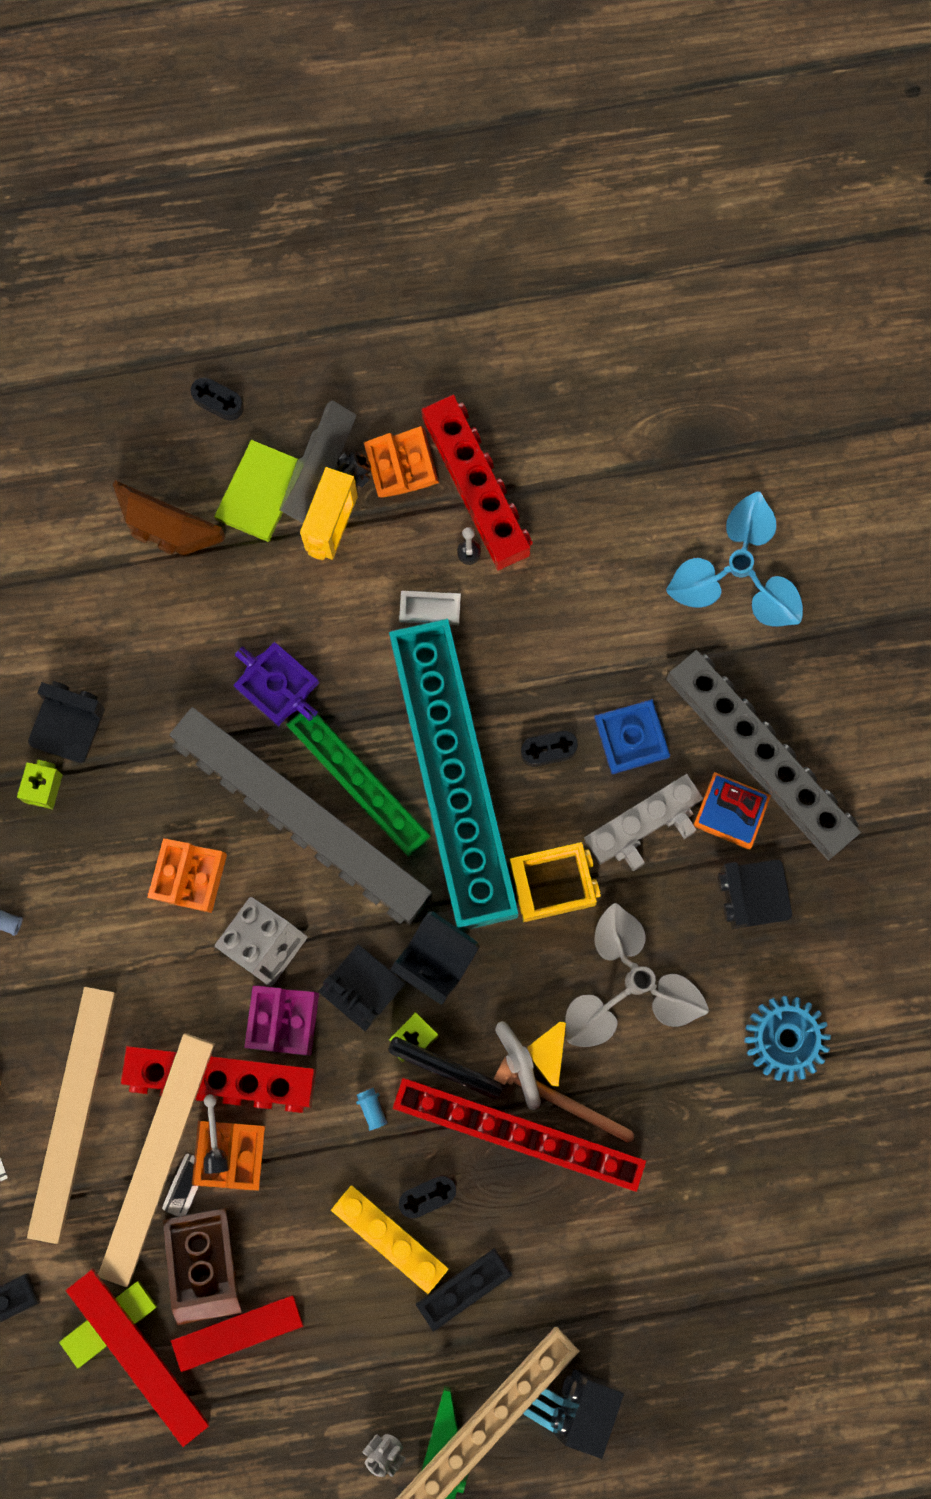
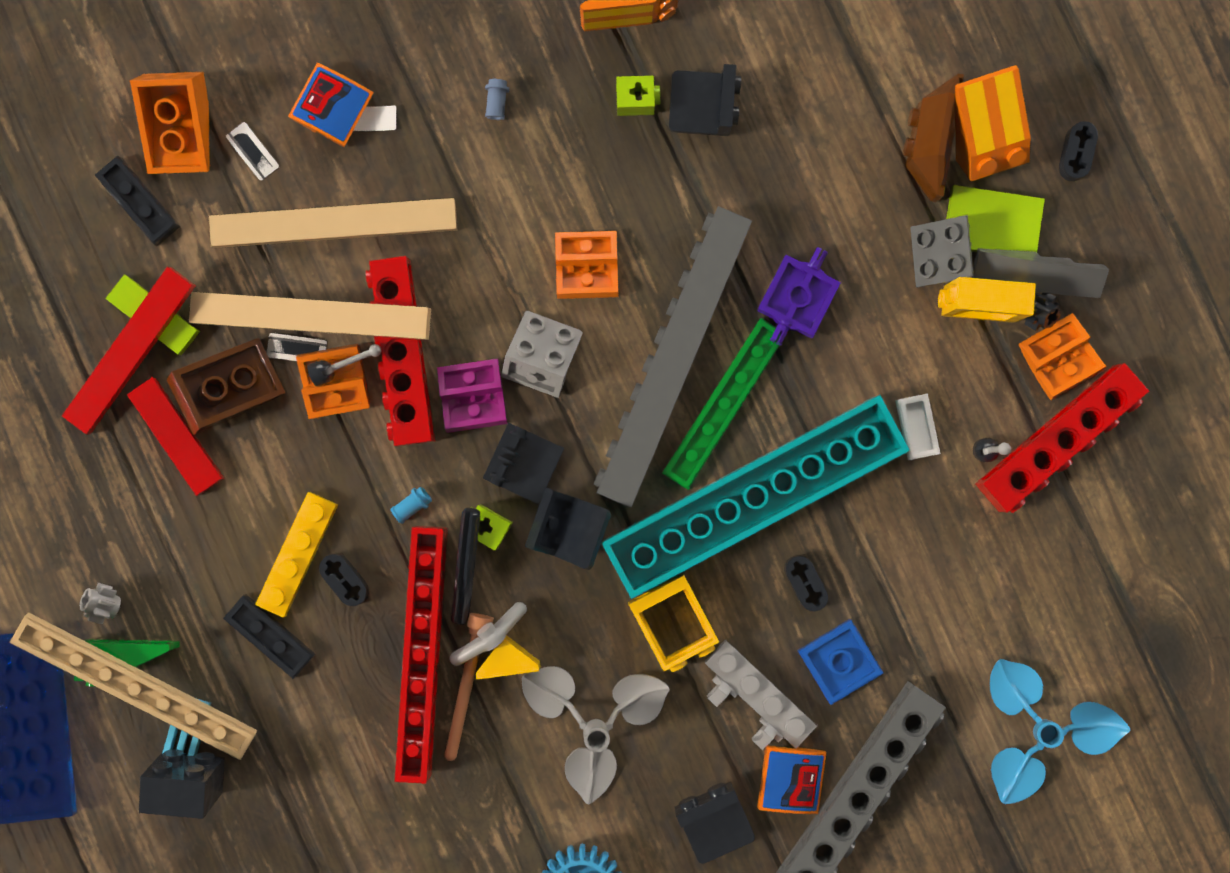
camera: 70 degrees right, 10 degrees up
(169, 468) = (991, 124): none -> orange slope
(272, 543) = (942, 251): none -> dark grey hinge

